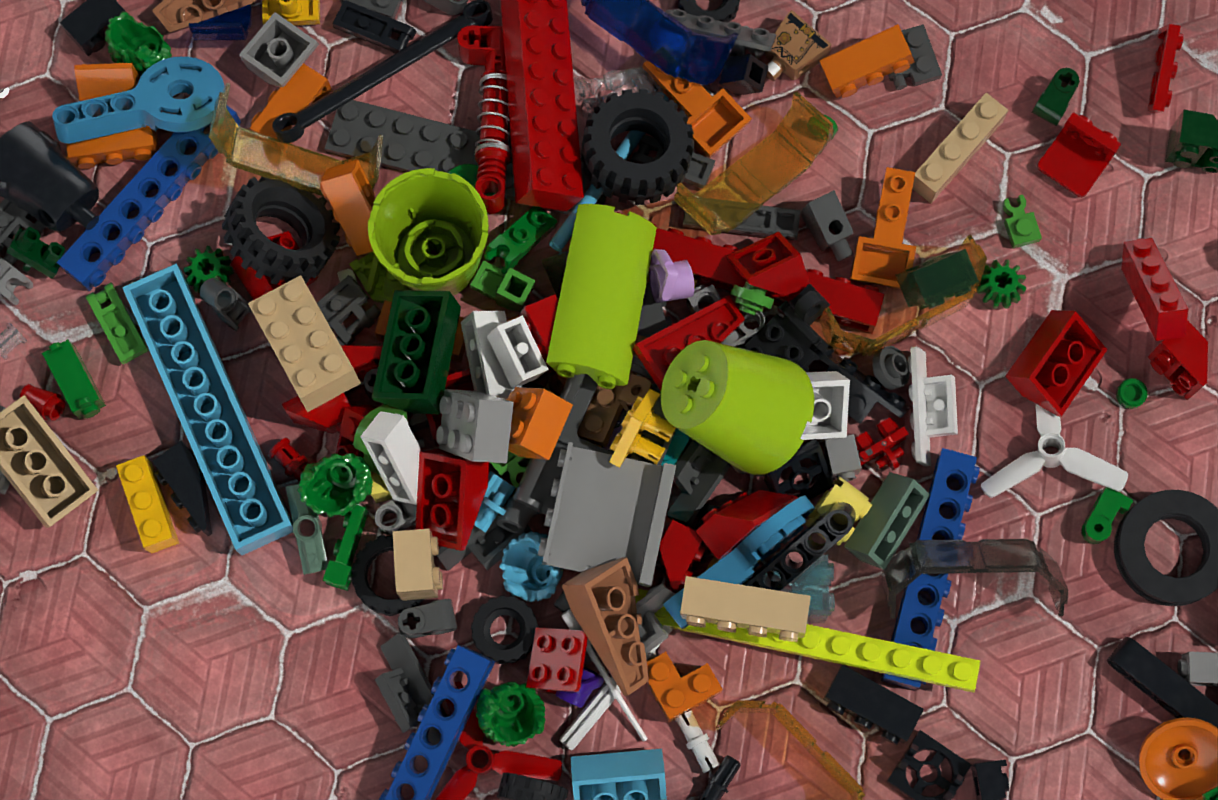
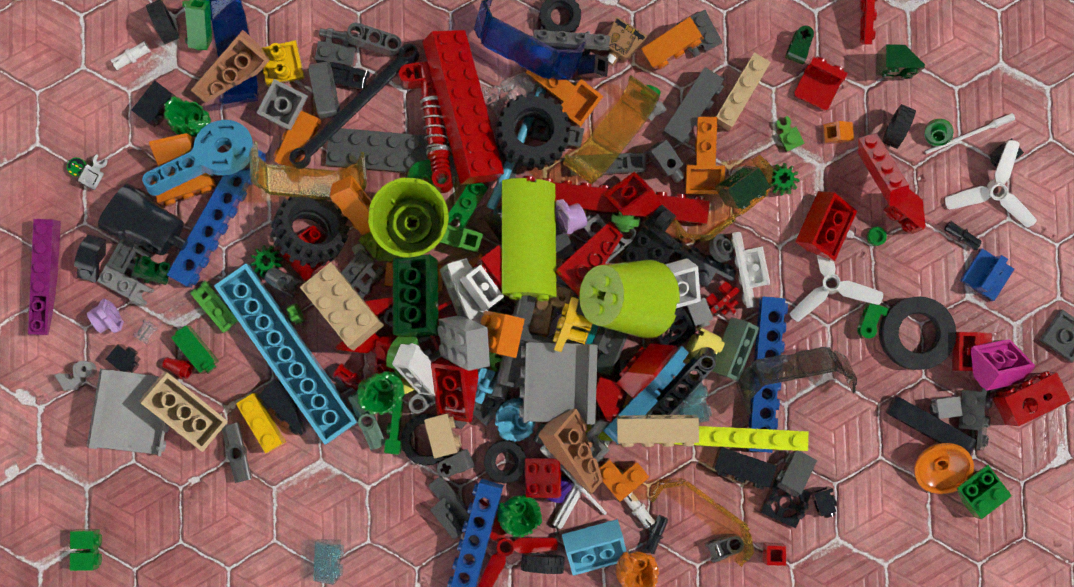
camera: 15 degrees left, 10 degrees up
(99, 524) = (239, 466): none -> dark grey piece
(203, 730) = (327, 561): none -> clear light blue slope
(233, 353) = (295, 314): none -> bright green plate
(344, 41) = (324, 89): none -> dark grey beam
(830, 153) = (659, 109): none -> light grey rock
(888, 148) = (693, 105): none -> dark grey brick
(951, 727) = (795, 472): none -> dark grey brick
(1096, 230) = (838, 132): none -> orange brick
(1188, 234) = (899, 126): none -> black tyre

